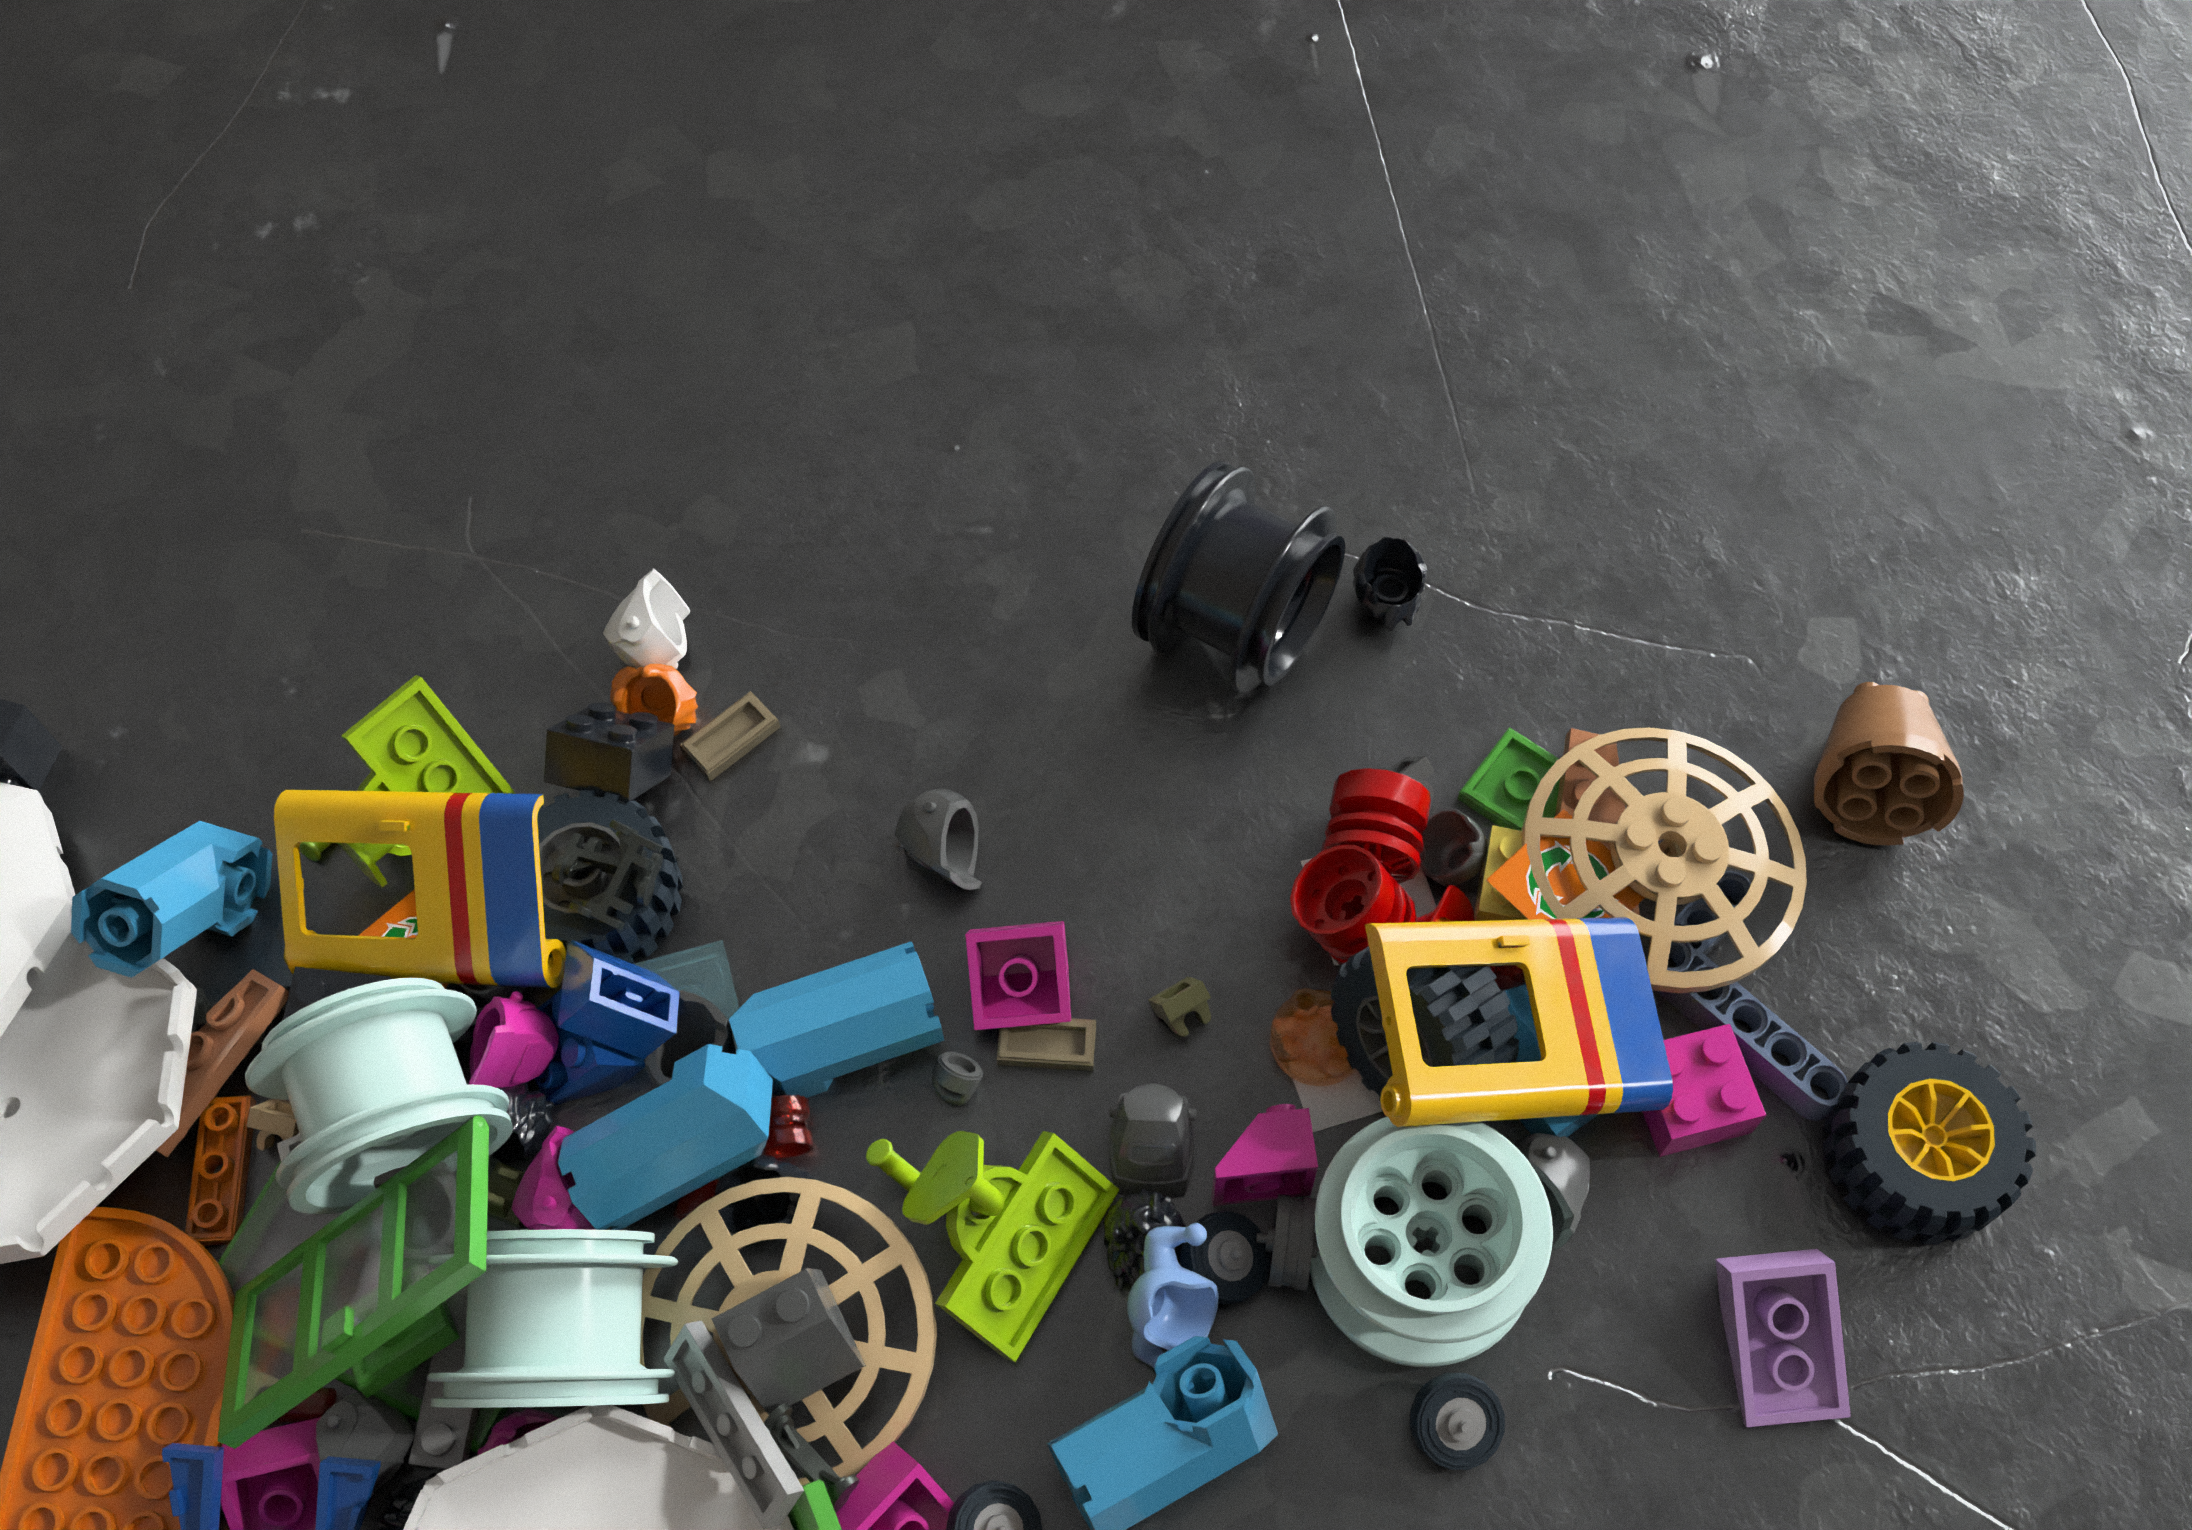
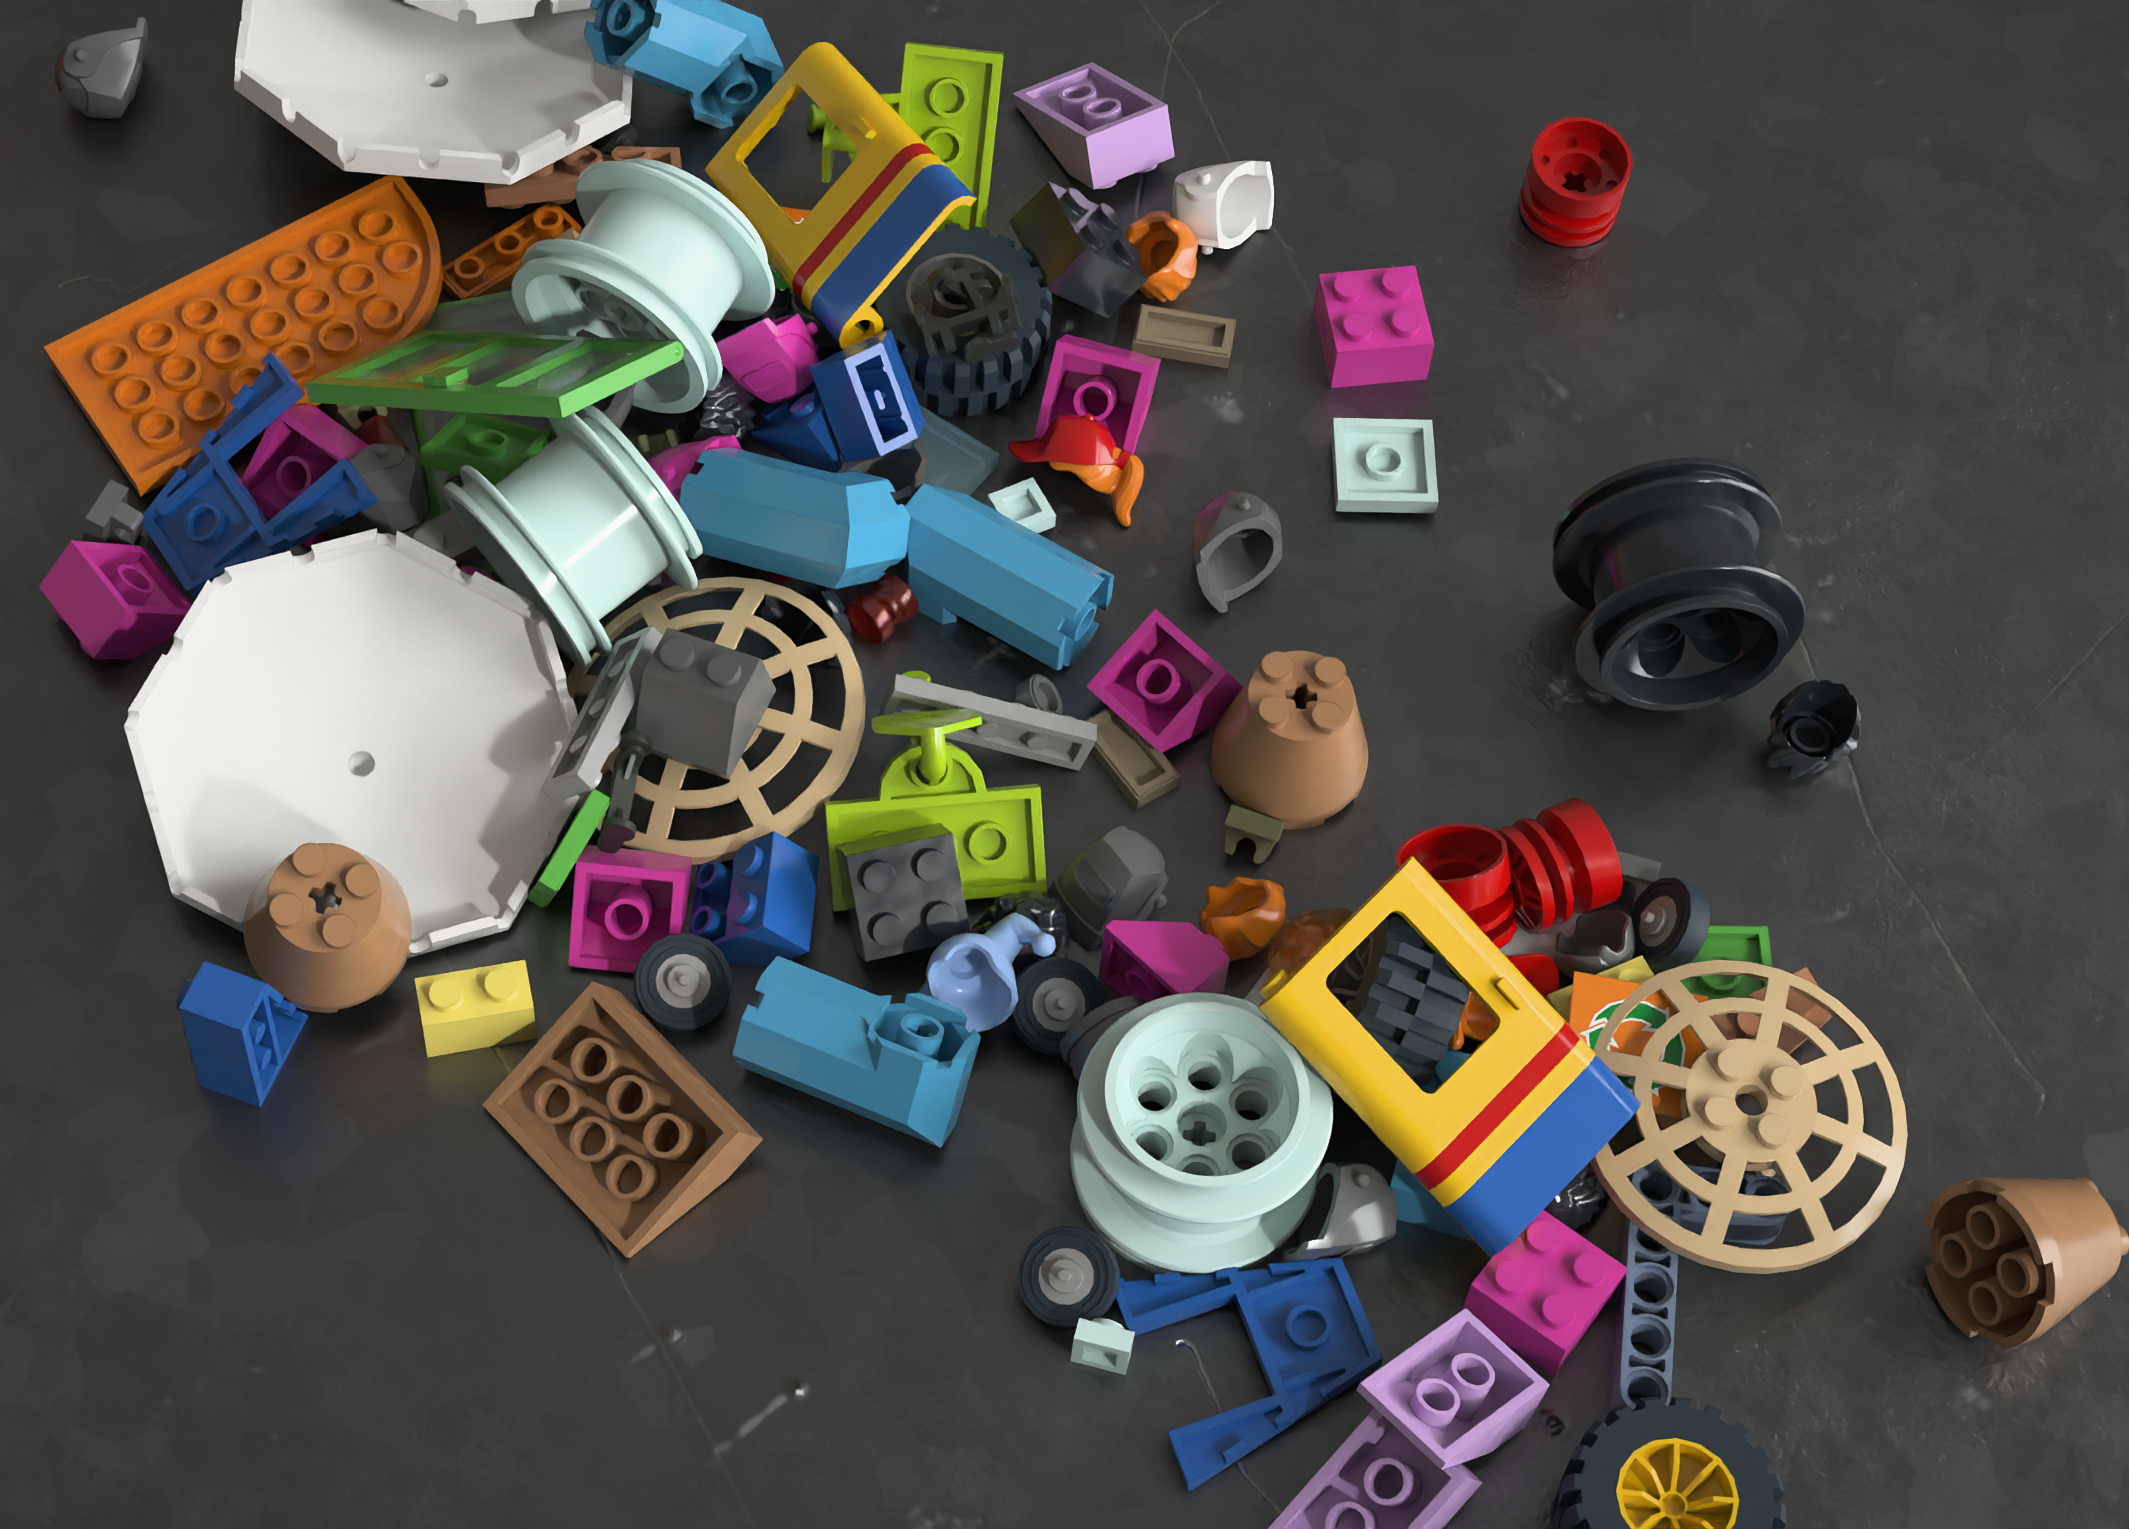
camera: 45 degrees right, 5 degrees down
(503, 656) = (1098, 124): none -> lavender slope
(735, 834) = (1099, 381): none -> dark pink slope
(780, 878) = (1089, 452): none -> red hair
(783, 959) = (1025, 505): none -> light aqua plate
(838, 607) = (1373, 326): none -> dark pink brick
(841, 390) = (1575, 181): none -> red wheel
(954, 687) = (1384, 465): none -> light aqua plate
(968, 1112) = (1004, 725): none -> light grey plate
(968, 1420) = (757, 901): none -> blue slope
(1054, 1300) = (902, 891): none -> black brick
(1136, 925) = (1292, 741): none -> medium nougat cone
(1250, 1065) = (1243, 915): none -> orange hair
(1476, 786) = (1670, 923): none -> black wheel
(1527, 1435) = (1102, 1345): none -> light aqua plate
(1619, 1284) = (1303, 1331): none -> blue wing
(1754, 1219) = (1456, 1392): none -> lavender slope

